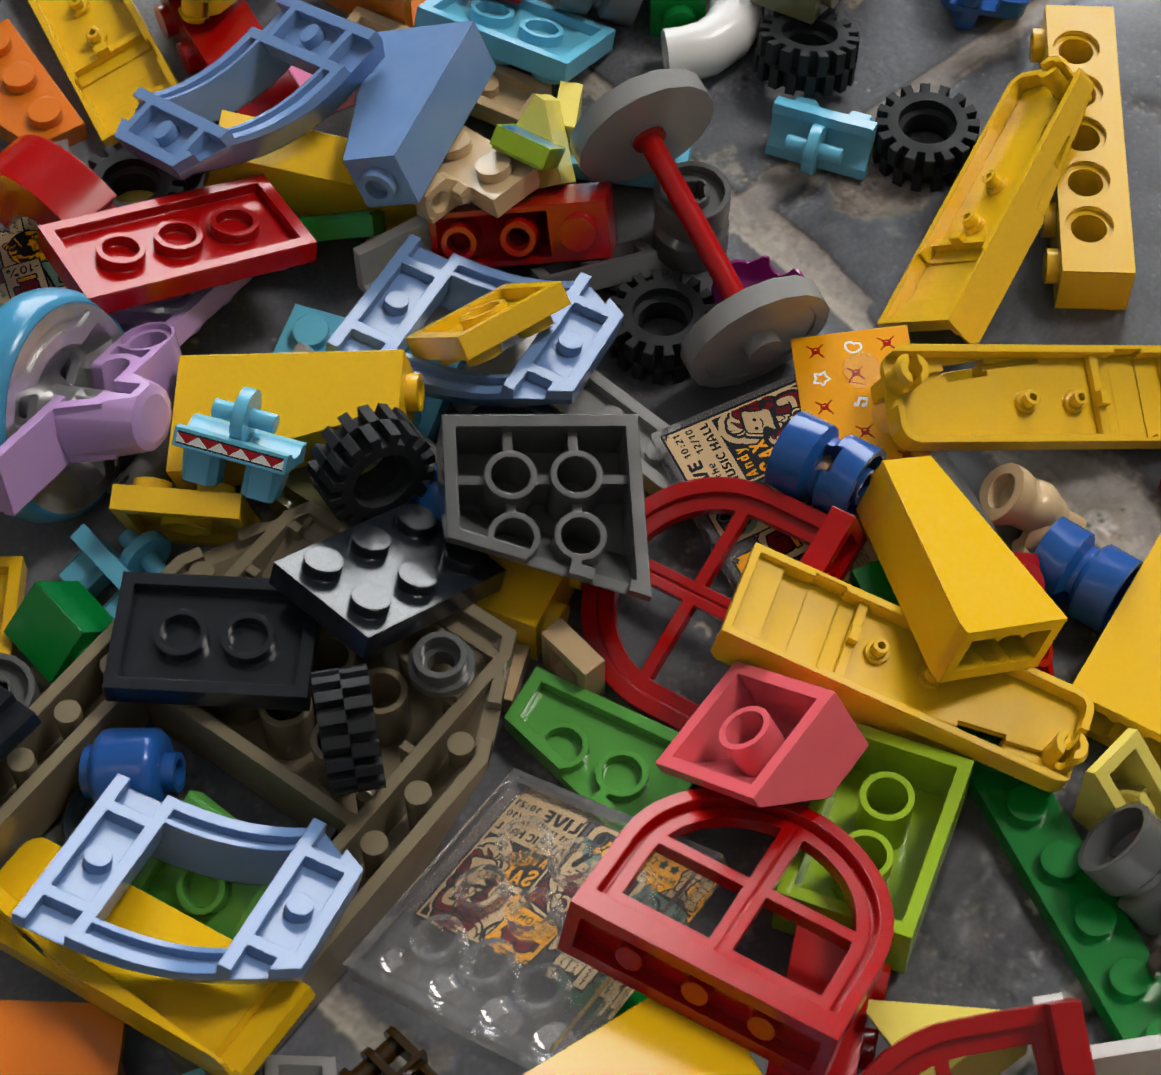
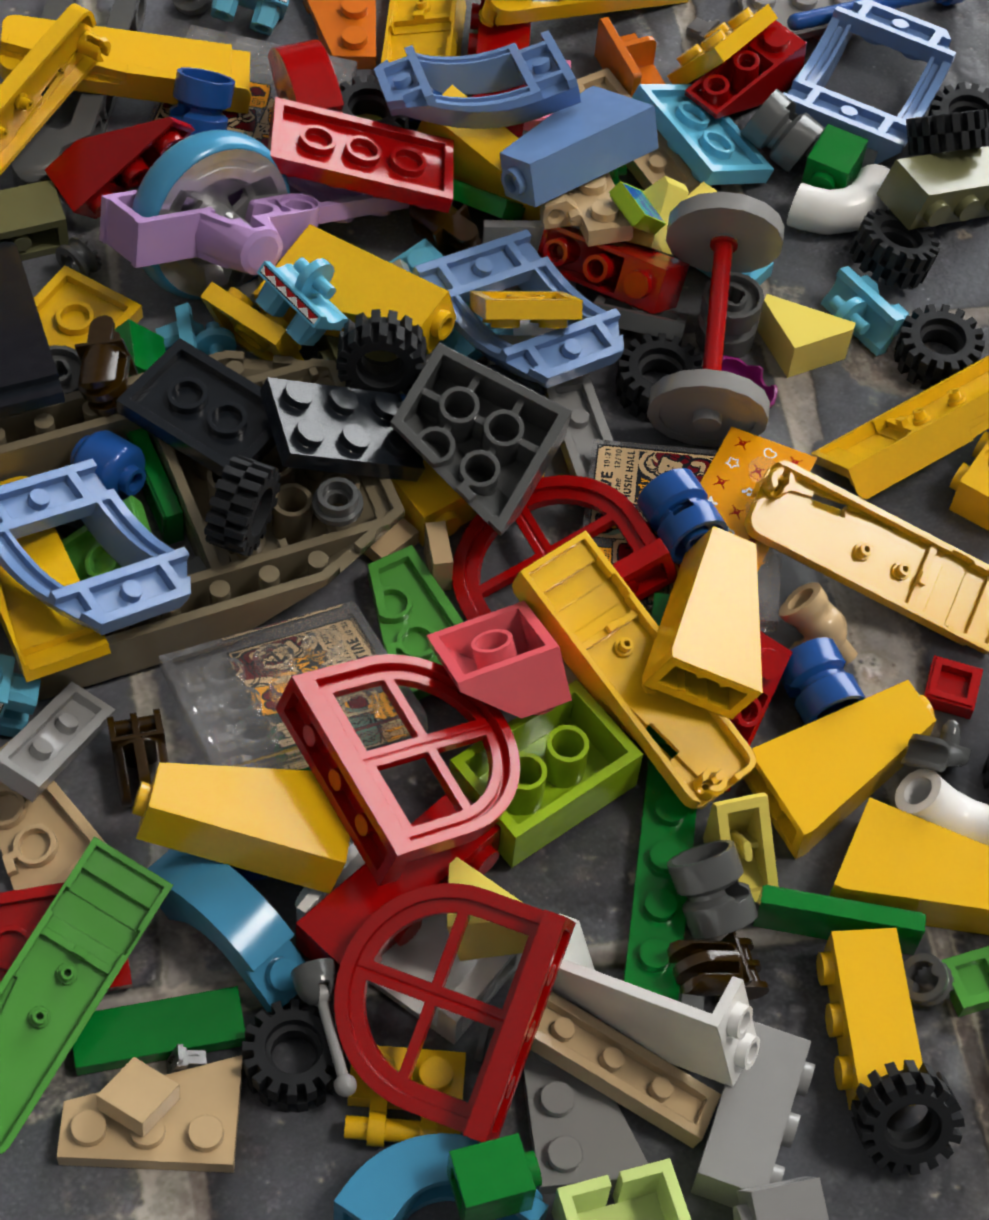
camera: 25 degrees right, 0 degrees up
(56, 655) = (104, 366): none -> dark brown arm
(206, 768) = (159, 491): none -> green tile
(321, 284) = (445, 231): none -> dark brown arm
(780, 198) = (803, 336): none -> light yellow slope

